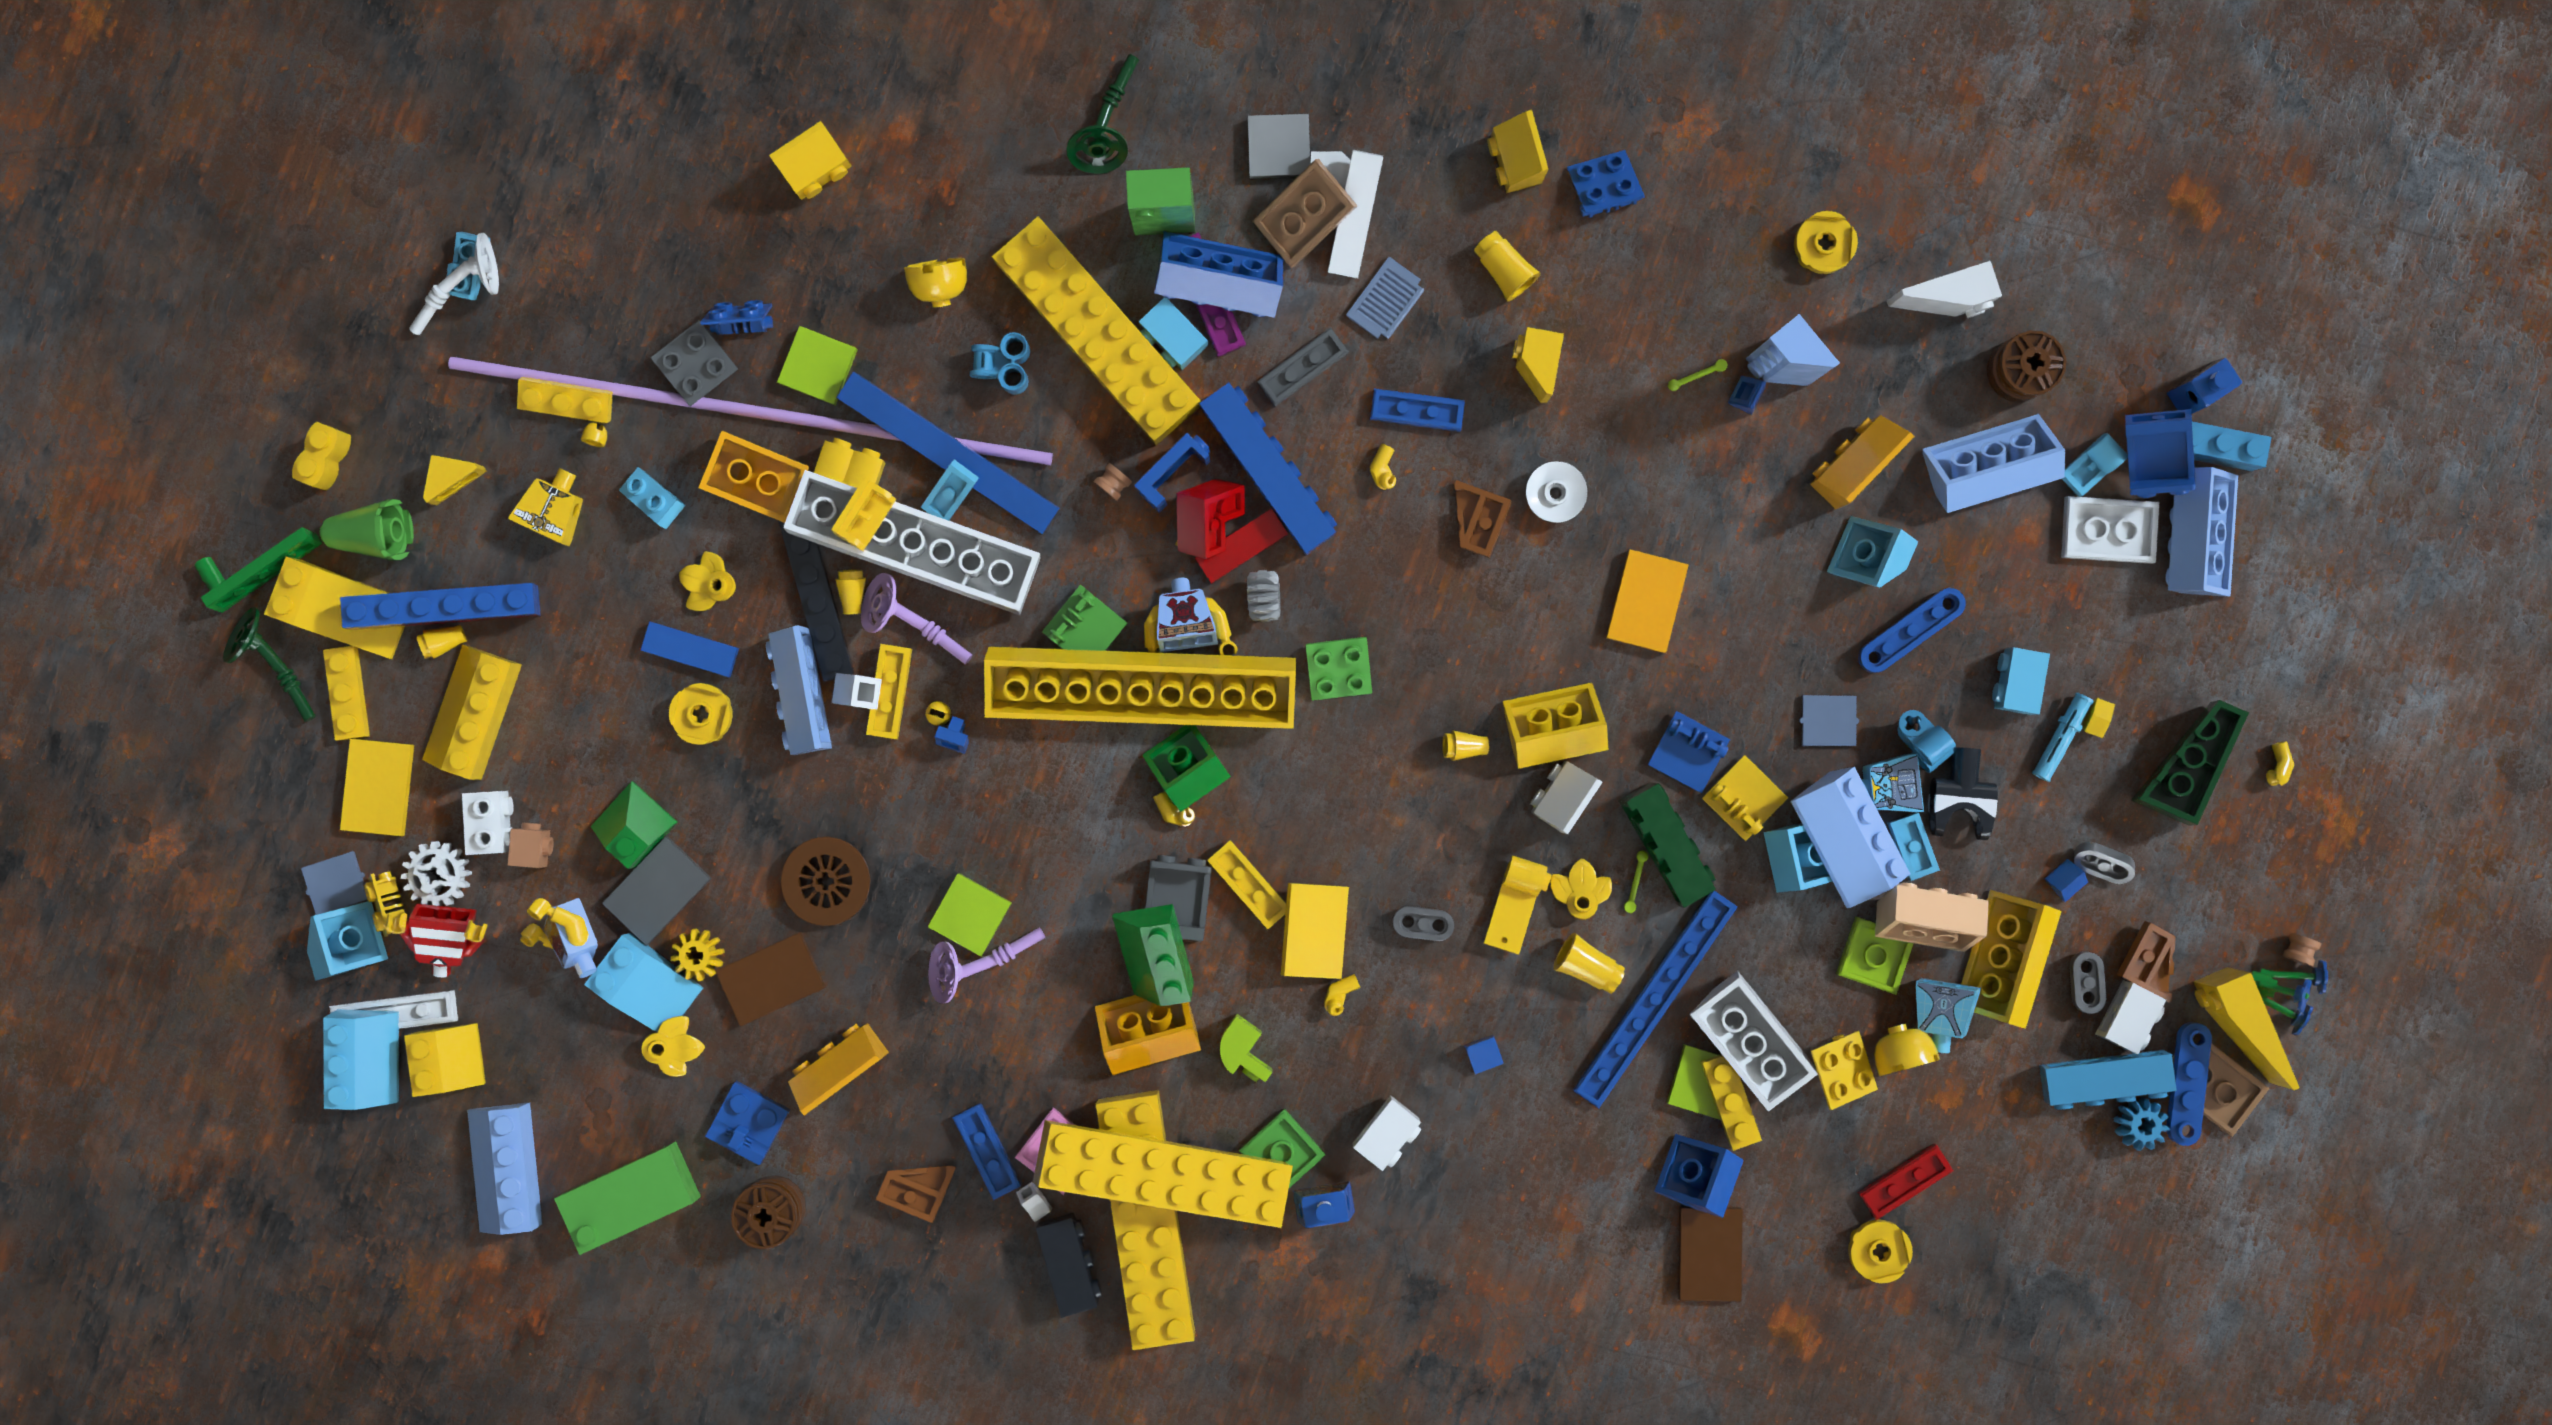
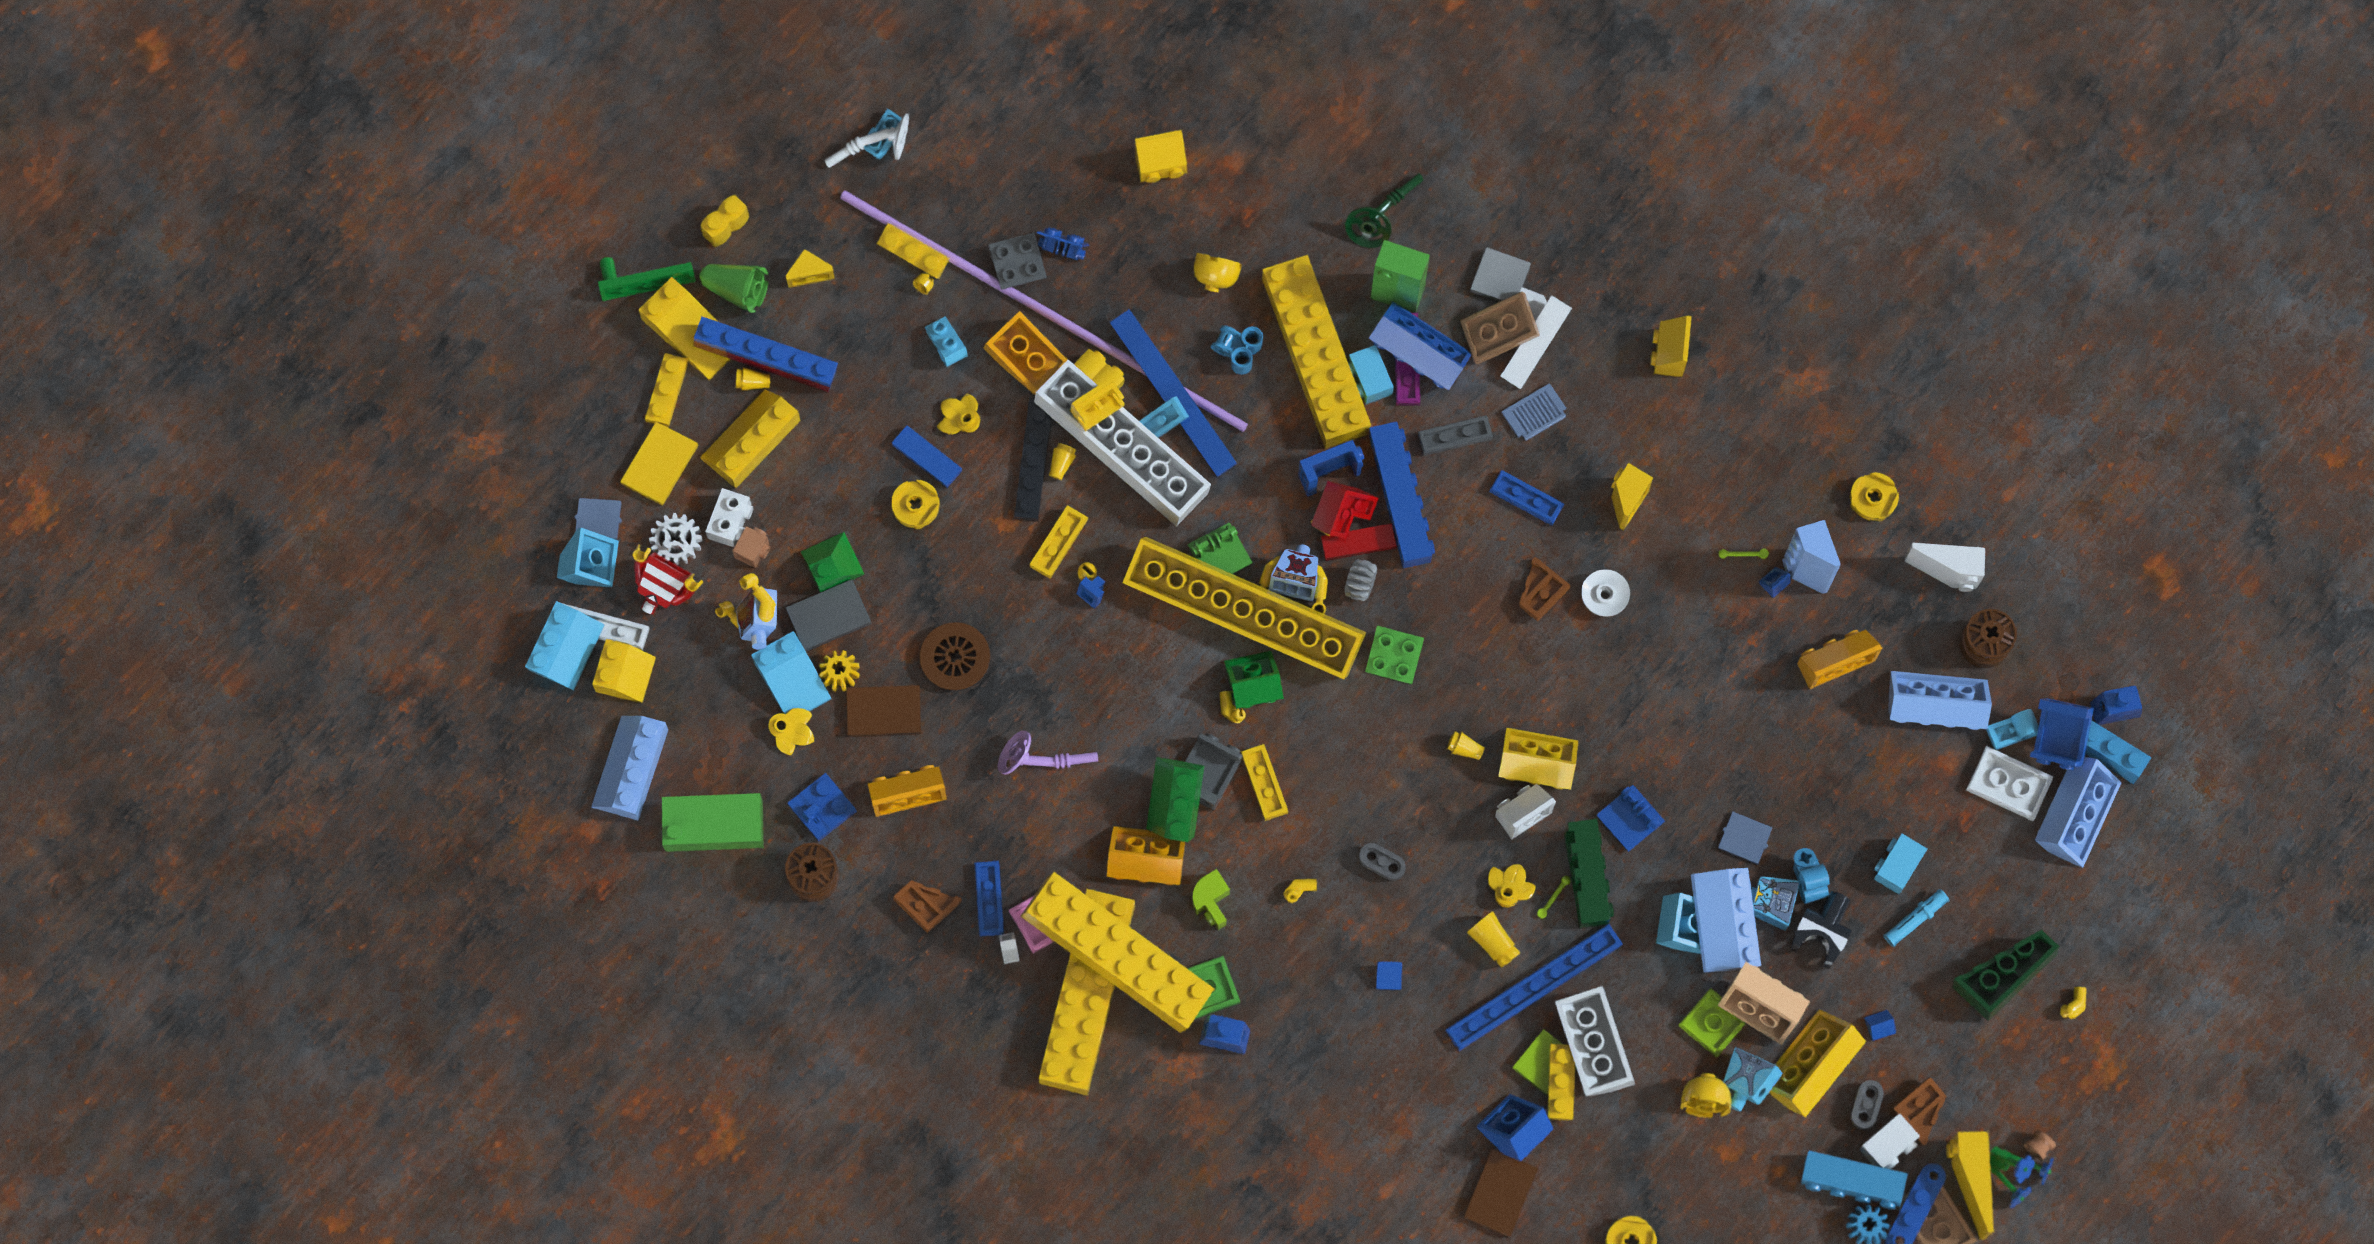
camera: 25 degrees right, 15 degrees down
(248, 638) = (615, 322): dark green dish -> none
(374, 891) = (630, 536): yellow hinge -> none
(550, 508) = (870, 319): yellow torso -> none
(799, 690) = (994, 513): light blue slope -> none
(817, 365) = (1103, 297): lime tile -> none
(856, 691) = (1036, 530): white brick -> none
(887, 605) = (1083, 479): lavender dish -> none
(969, 914) = (1049, 723): lime tile -> none
(1069, 1264) = (1016, 1002): black brick -> none
(1112, 481) = (1283, 459): nougat wheel -> none
(1314, 930) = (1299, 834): yellow tile -> none
(1380, 470) = (1482, 527): yellow arm -> none
(1387, 1134) = (1293, 1001): white brick -> none
(1506, 265) = (1632, 421): yellow plant -> none
(1515, 903) = (1457, 875): yellow door -> none
(1605, 183) = (1727, 393): blue hinge -> none
(1647, 601) = (1642, 698): light orange tile -> none
(1745, 798) = (1659, 867): yellow hinge -> none
(1844, 1069) = (1655, 1091): yellow hinge -> none
(1872, 552) = (1824, 726): medium azure slope -> none
(1905, 1181) = (1671, 1199): red tile -> none
(1911, 630) = (1831, 795): blue plate -> none
(1913, 845) = (1773, 951): medium azure plate -> none
(2098, 717) = (1949, 913): yellow piece -> none
(2104, 862) = (1912, 1021): flat silver plate -> none

